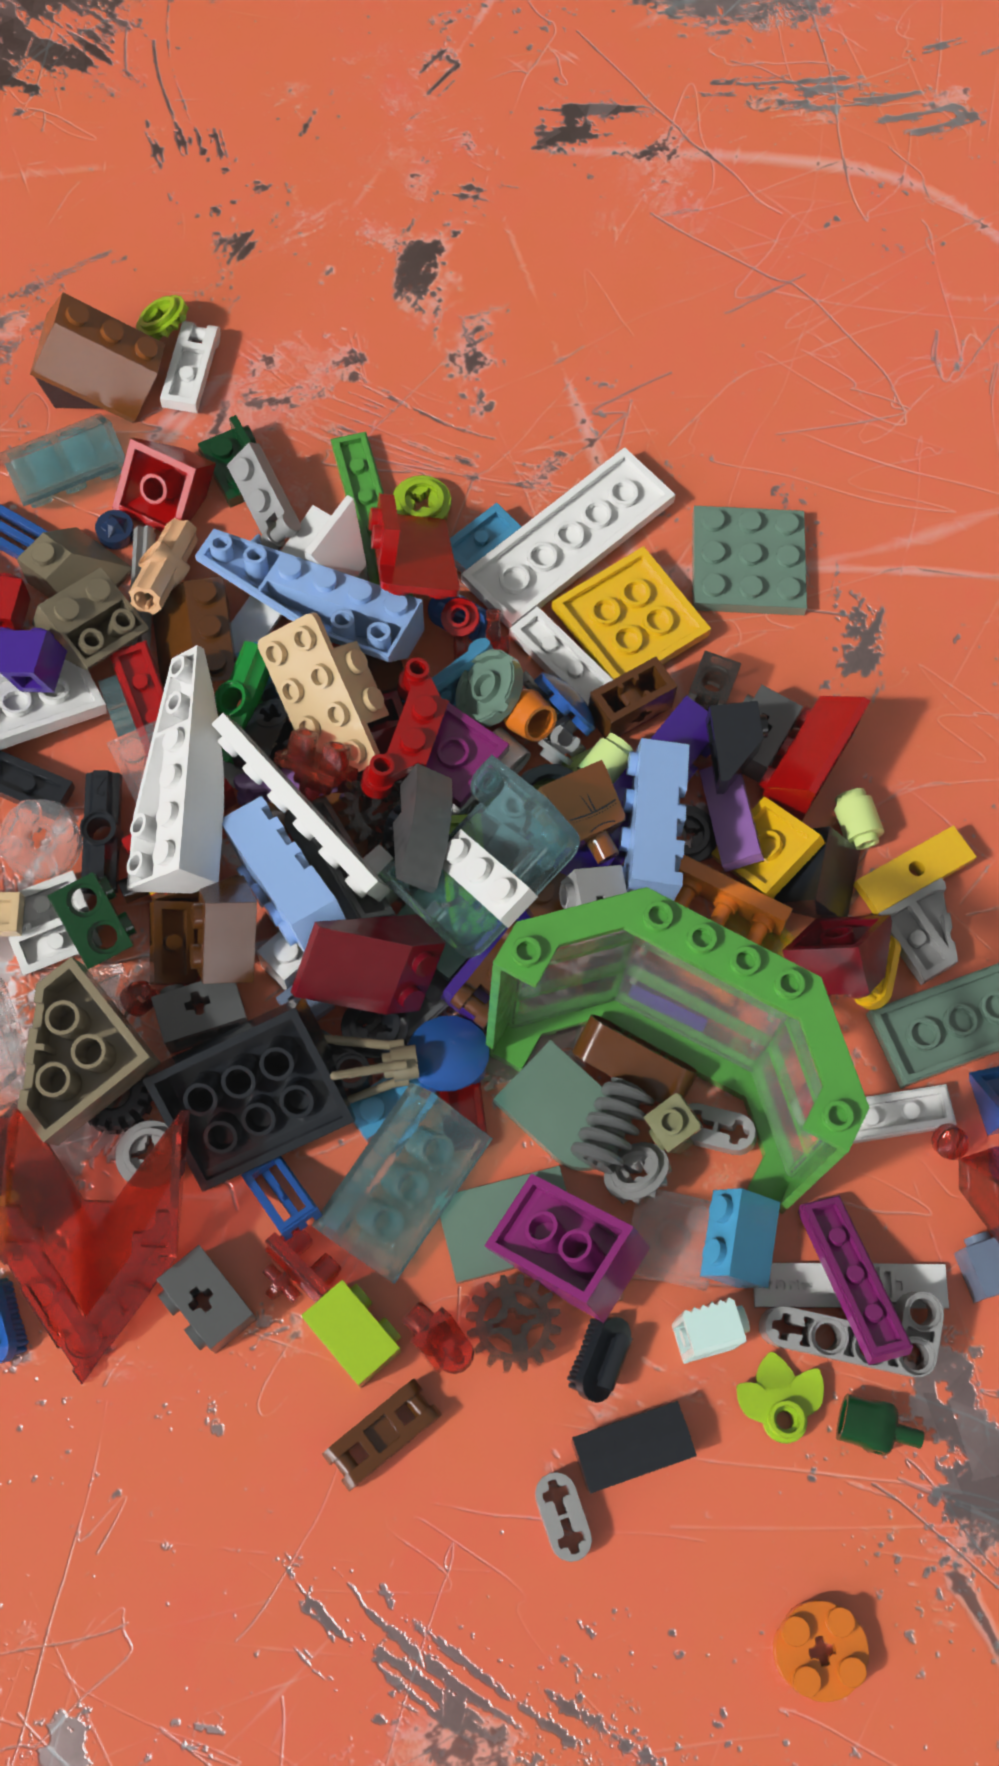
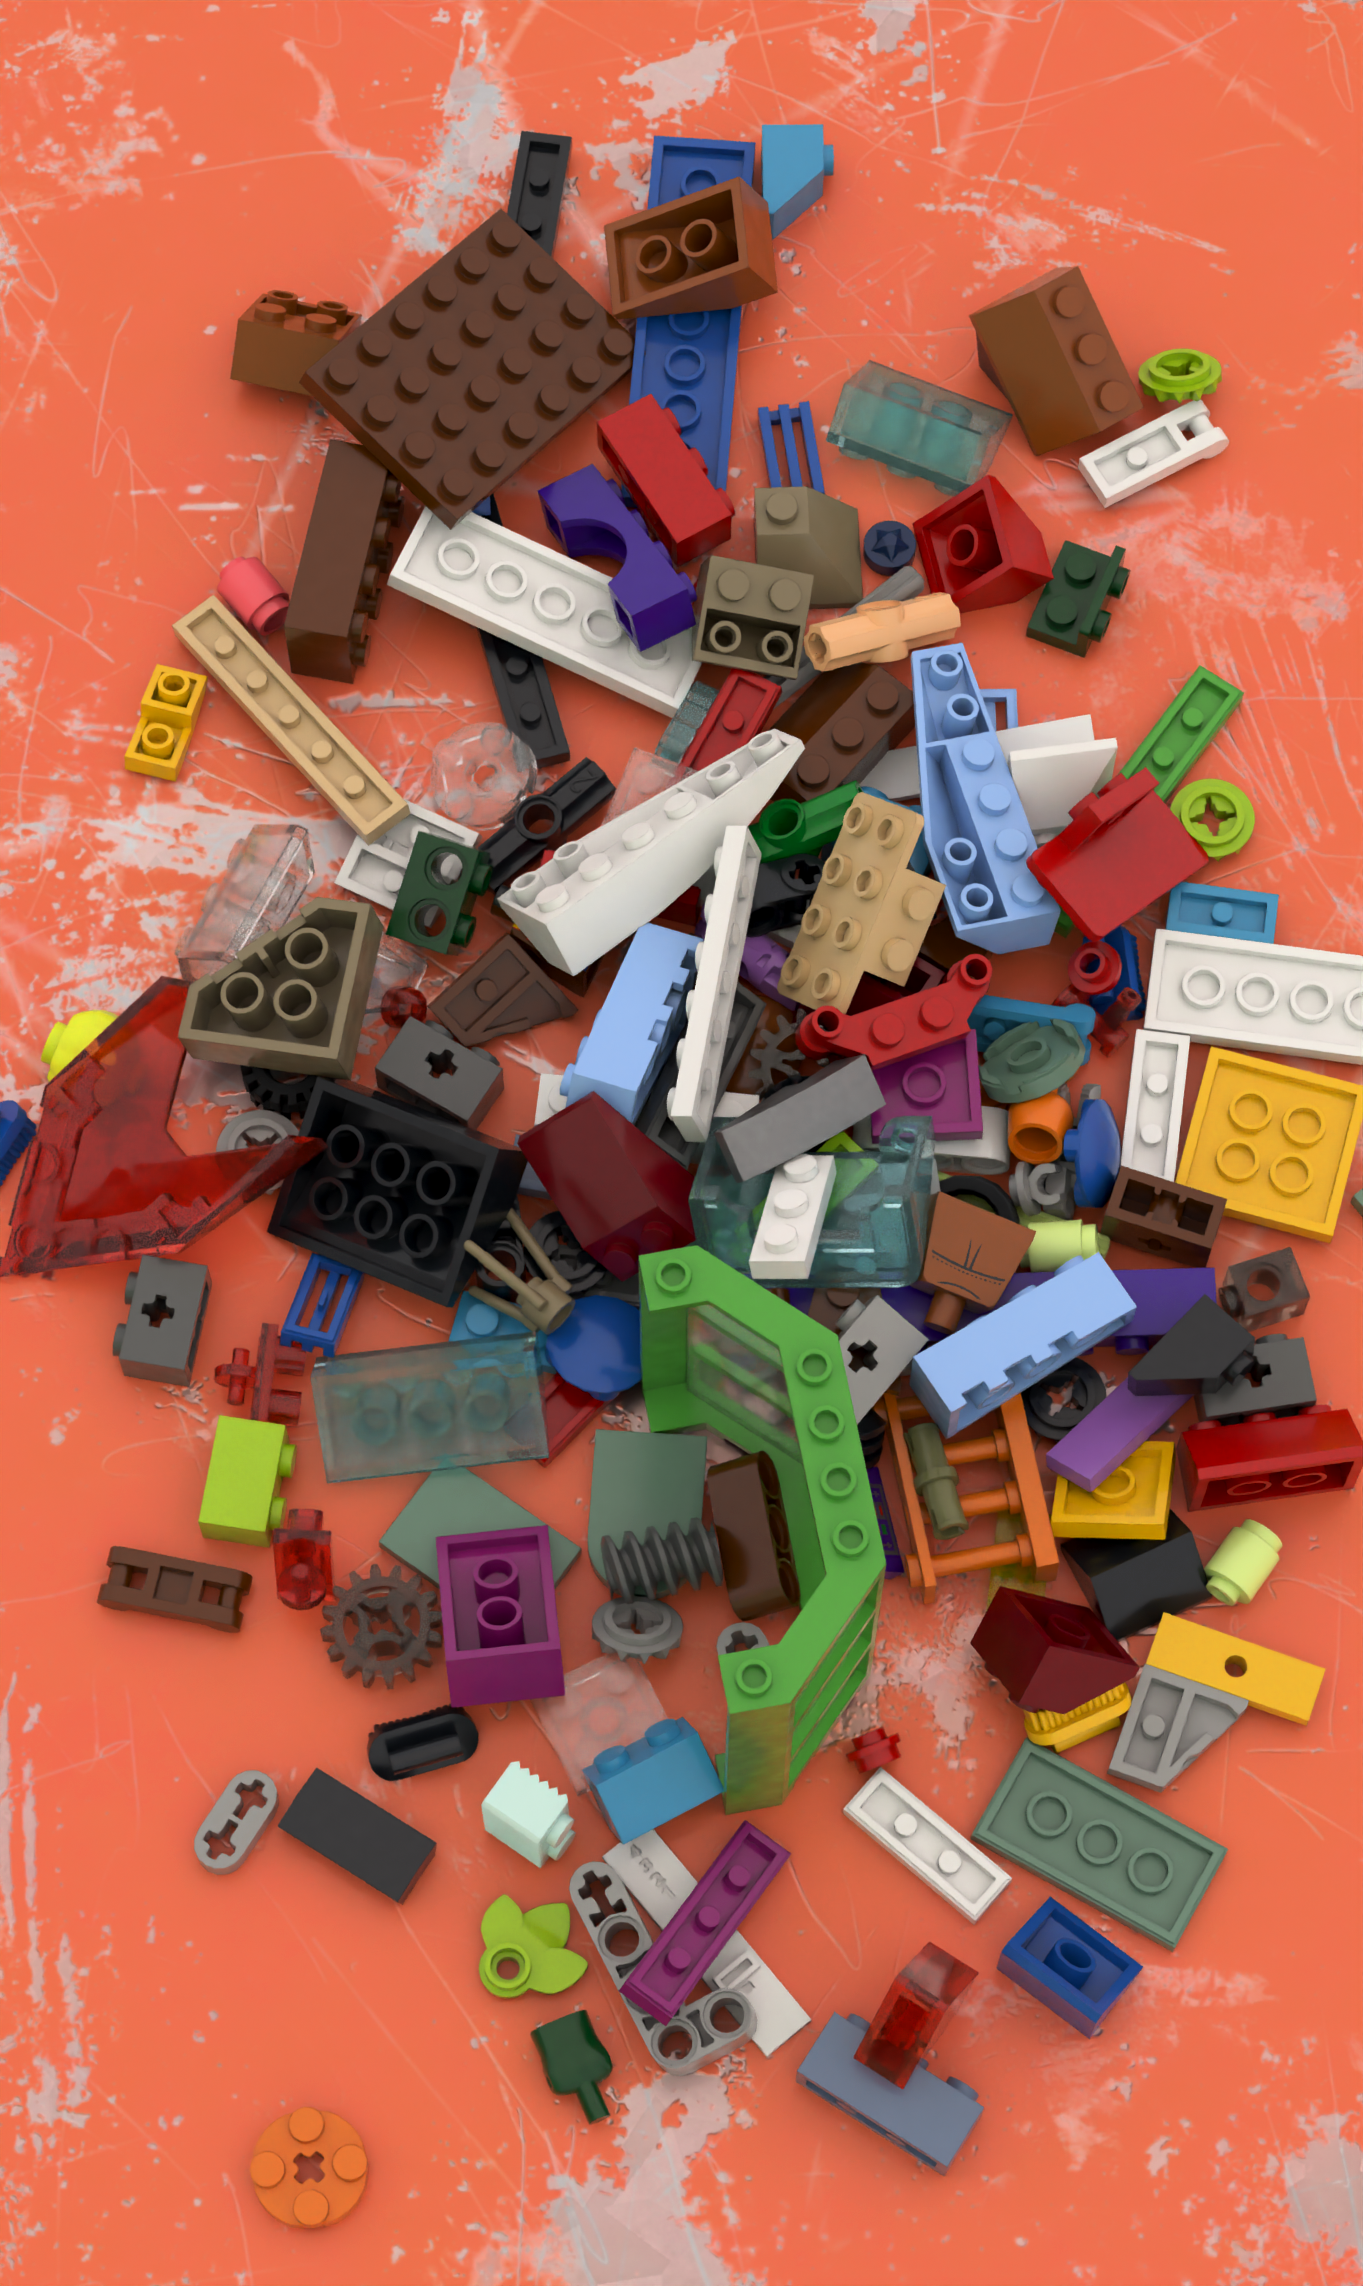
camera: 55 degrees right, 0 degrees up
(225, 932) = (528, 1023): slope -> none
(264, 496) = (1053, 659): light grey plate -> none
(315, 770) = (777, 962): clear red hips -> none
(673, 1124) = (706, 1617): olive bracket -> none
(946, 1142) = (944, 1916): clear red hinge -> none

